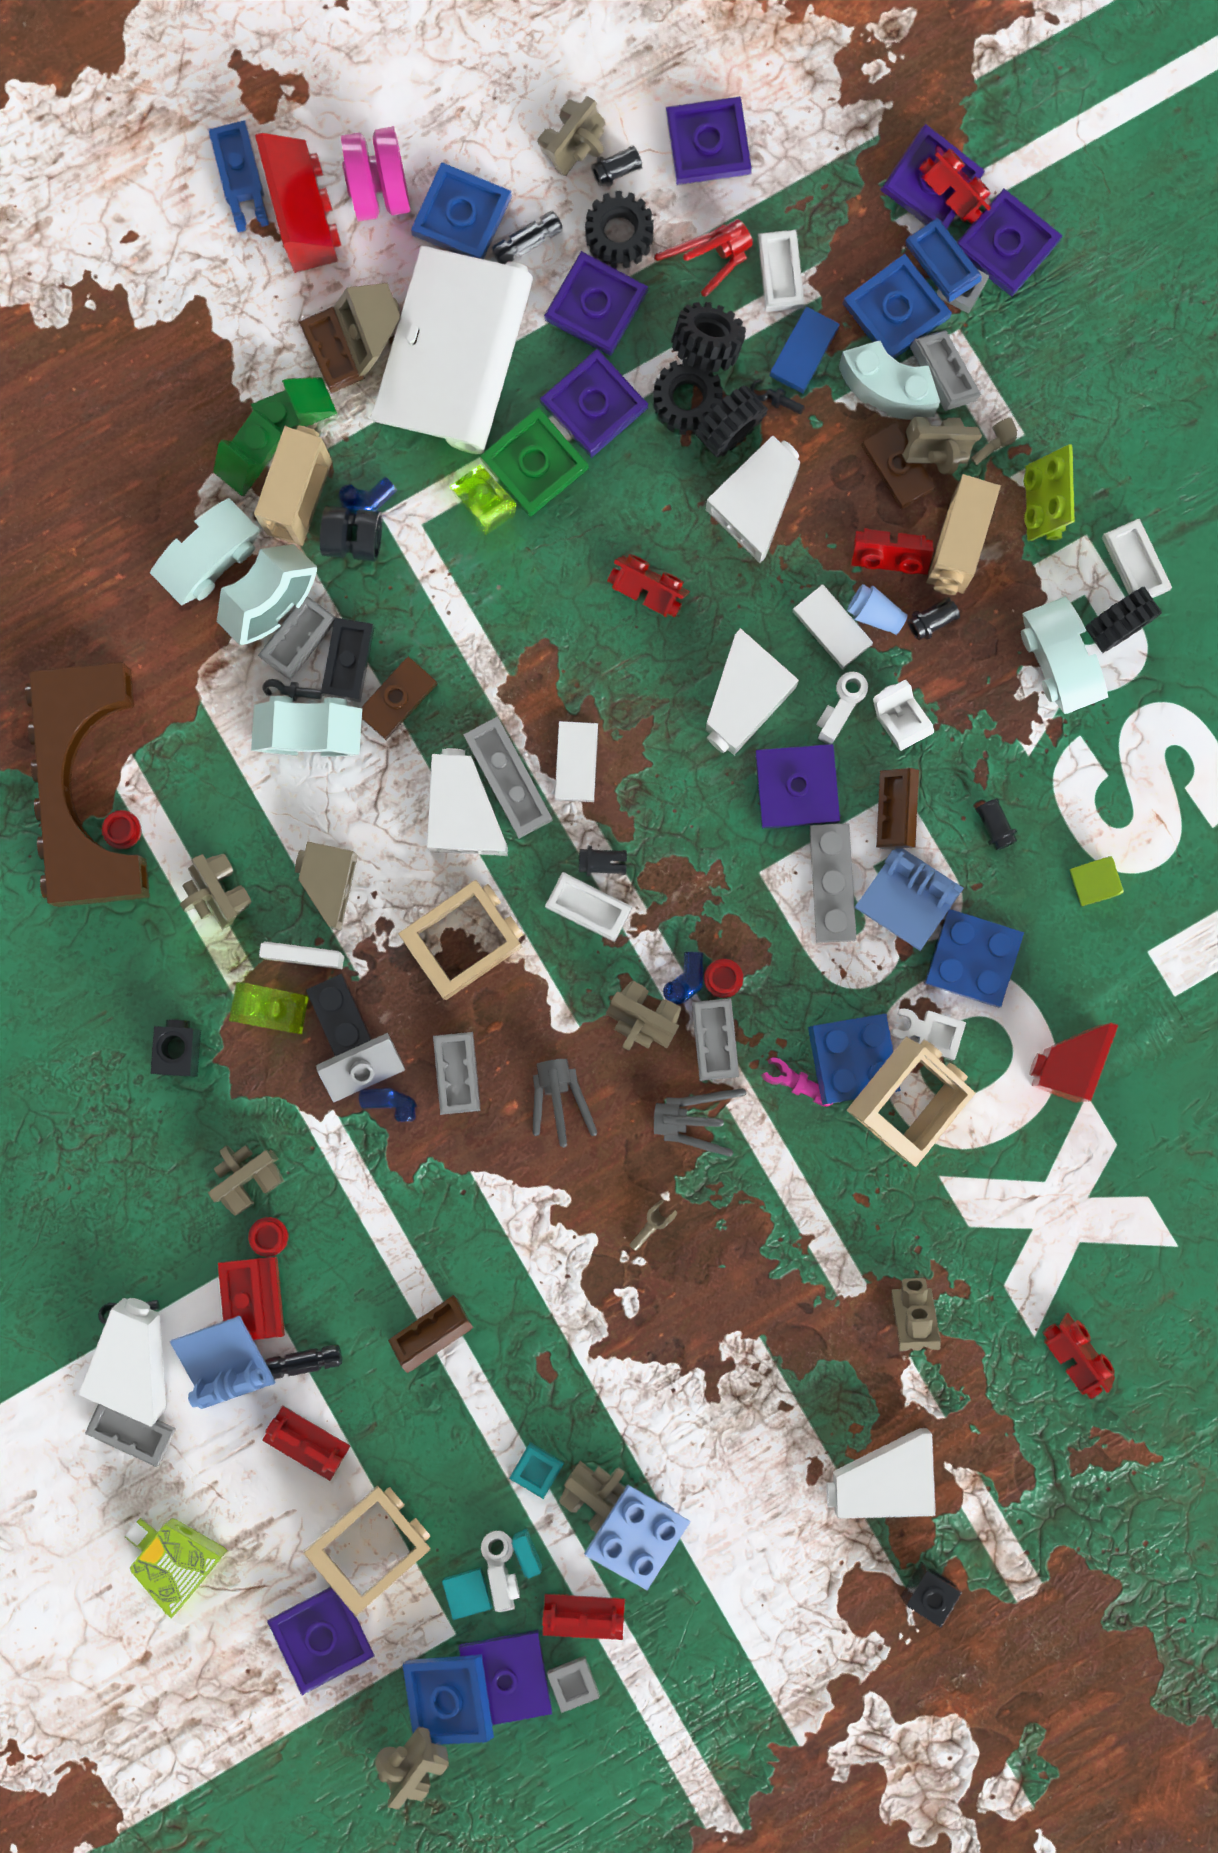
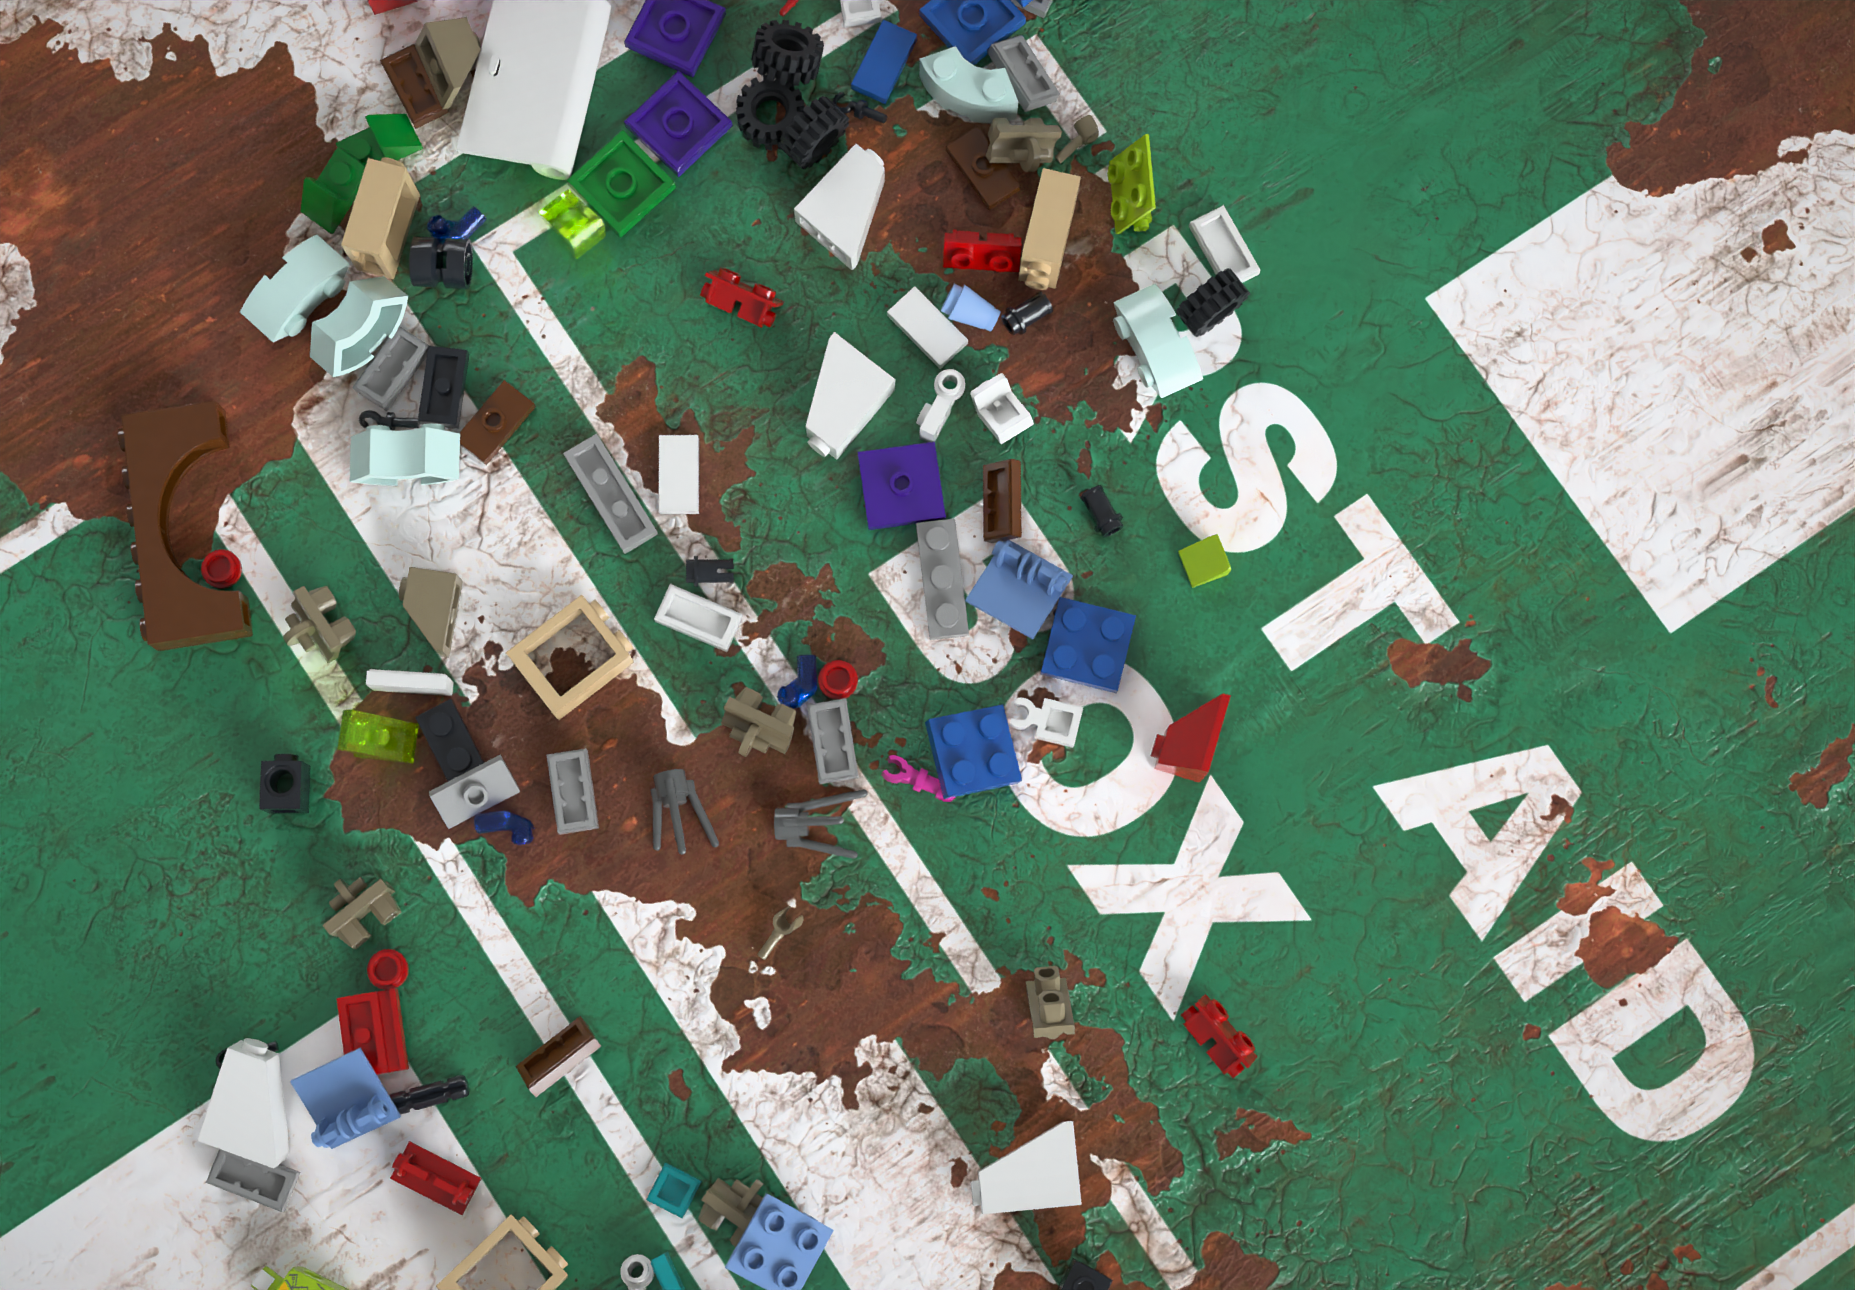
camera: 15 degrees left, 5 degrees down
(460, 809) = (563, 528): white slope -> none
(936, 1115) = (1059, 803): tan window -> none

